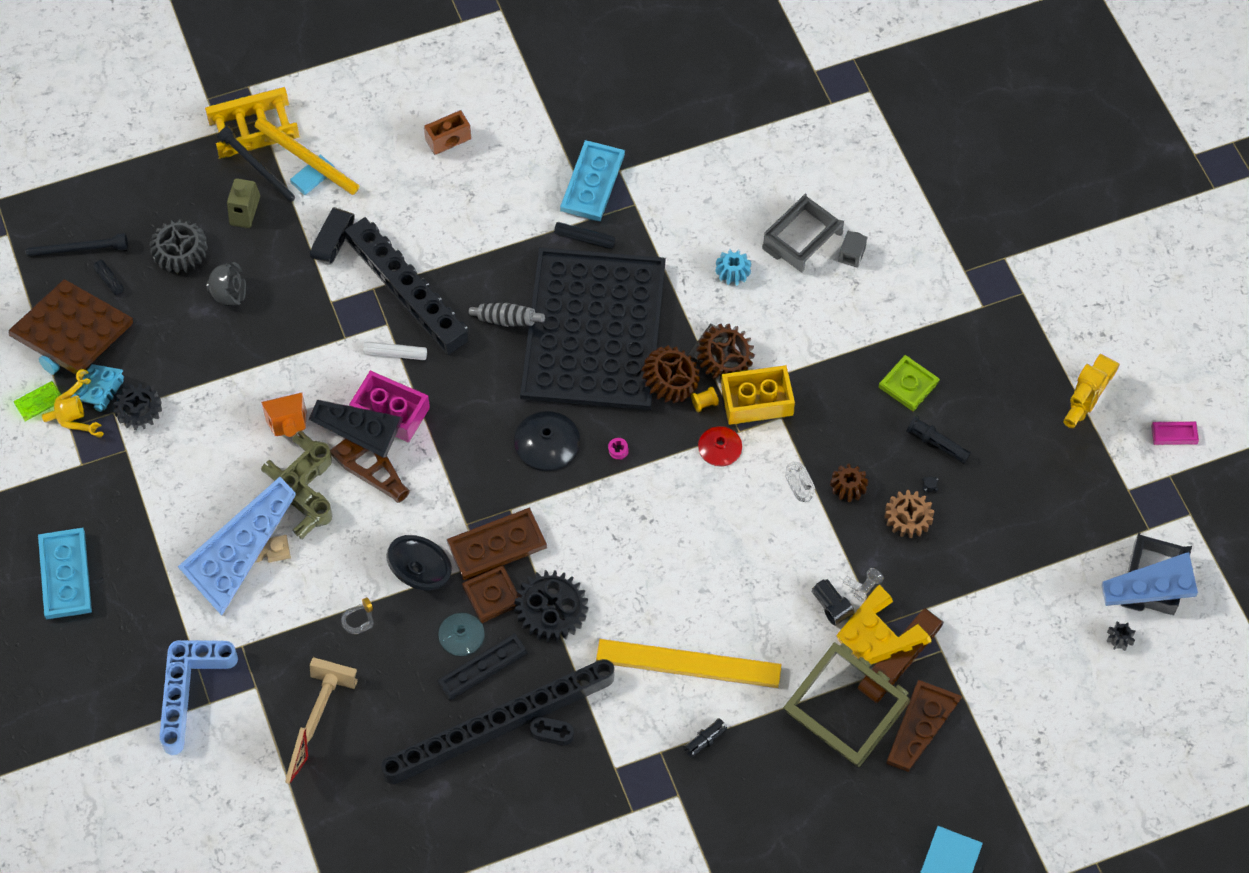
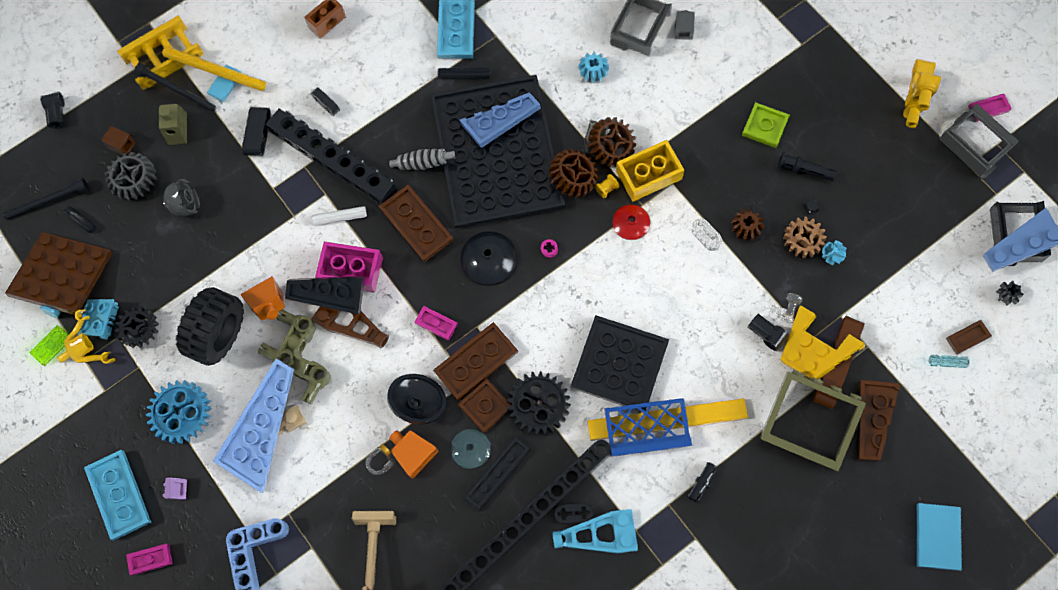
camera: 10 degrees left, 10 degrees up
(79, 648) = (149, 559): none -> dark pink plate
(115, 146) = (53, 106): none -> black piece
(128, 584) = (175, 488): none -> lavender tile
(151, 490) = (187, 426): none -> dark azure gear
(176, 205) = (118, 141): none -> reddish brown brick
(219, 423) = (209, 326): none -> black tyre
(397, 617) = (412, 451): none -> orange torso
(418, 224) = (325, 101): none -> black beam
(466, 492) = (436, 323): none -> dark pink plate
(478, 381) = (416, 223): none -> reddish brown plate
(598, 297) = (493, 123): none -> medium blue wing
(601, 763) = (623, 528): none -> medium azure plate
(655, 590) = (619, 363): none -> black plate
(661, 683) = (648, 445): none -> blue fence
(936, 538) = (834, 252): none -> medium azure gear
(1026, 689) = (949, 361): none -> clear light blue axle
(1059, 671) = (968, 337): none -> reddish brown tile
(1145, 496) = (966, 152): none -> dark grey piece

